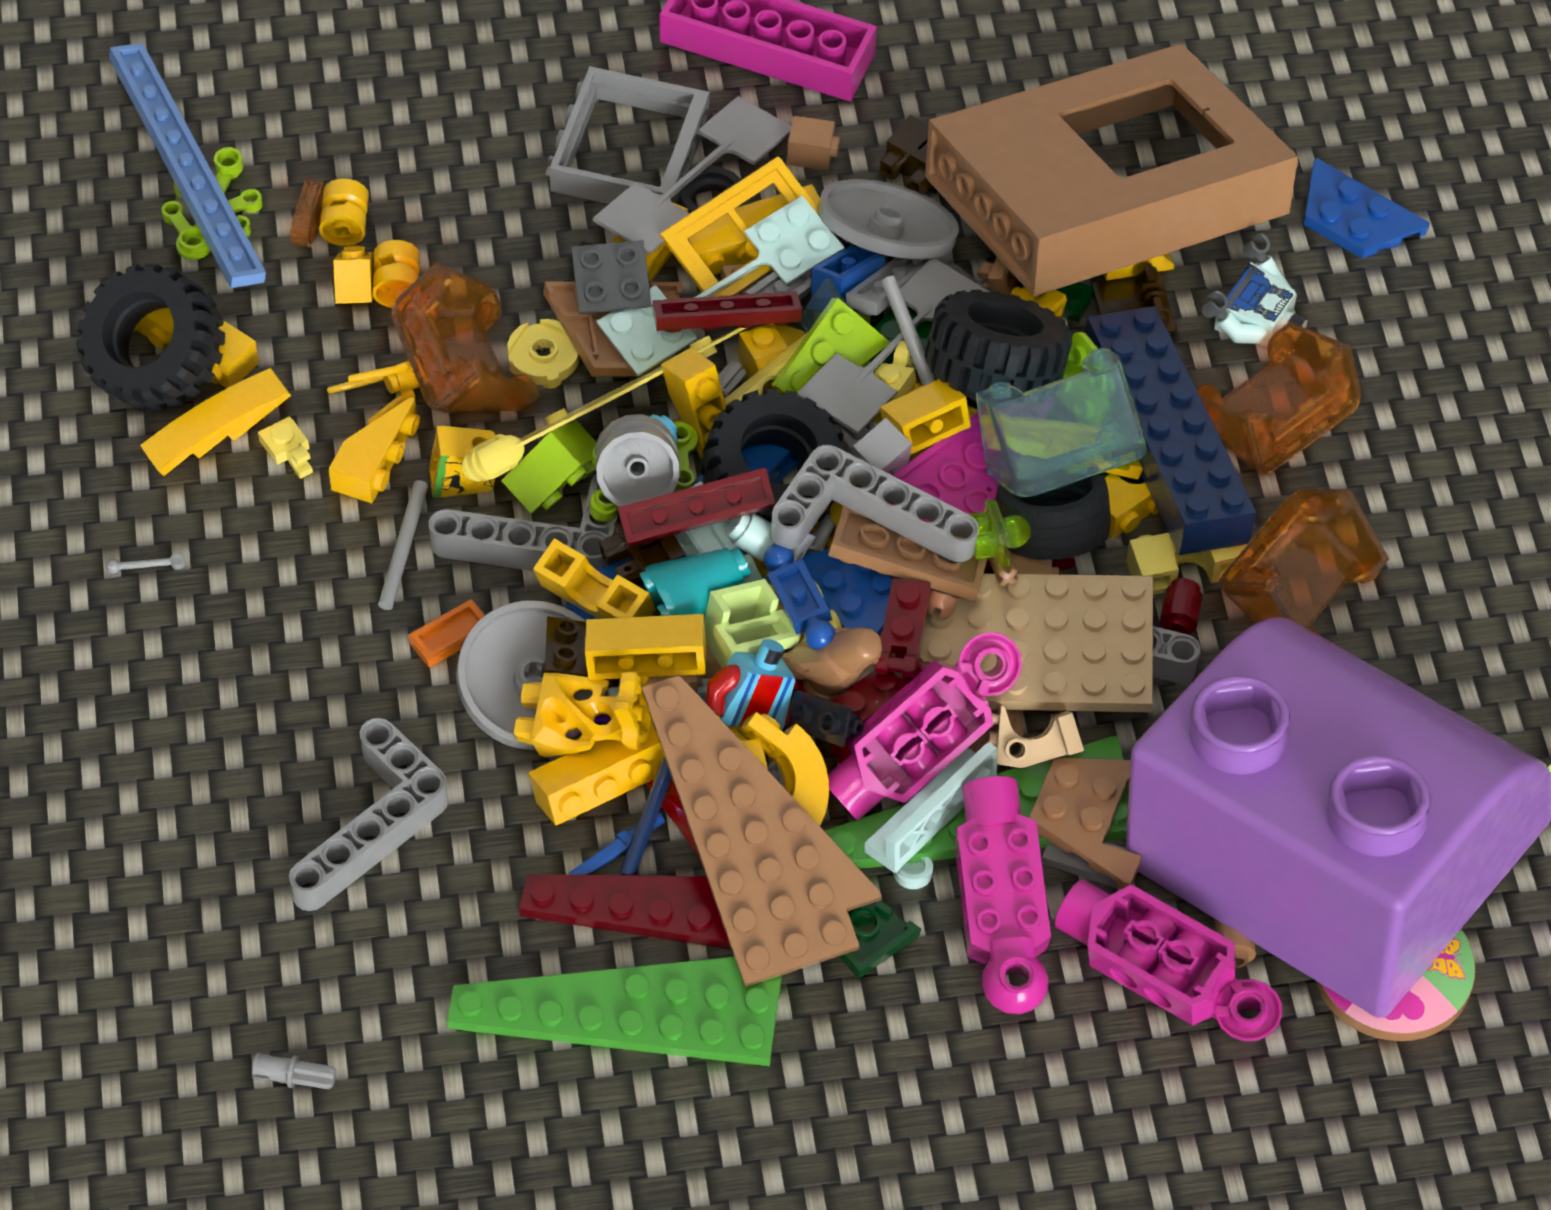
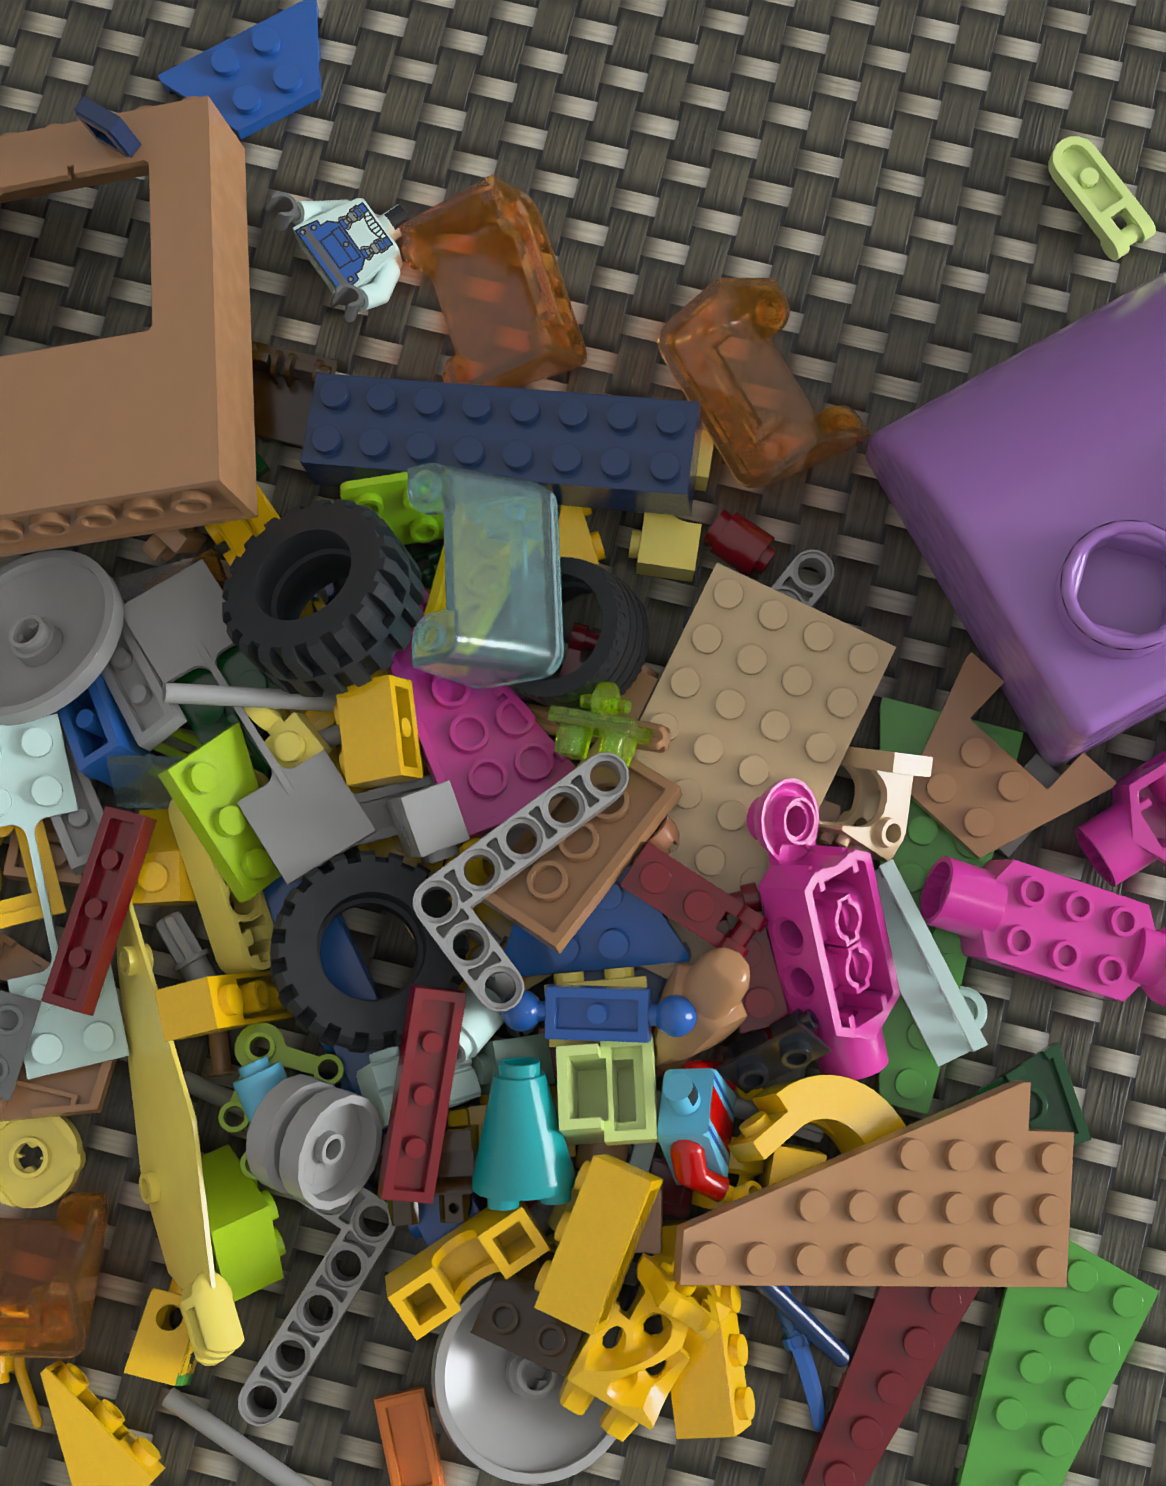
camera: 65 degrees left, 25 degrees up
(1241, 110) = (107, 127): none -> dark blue tile

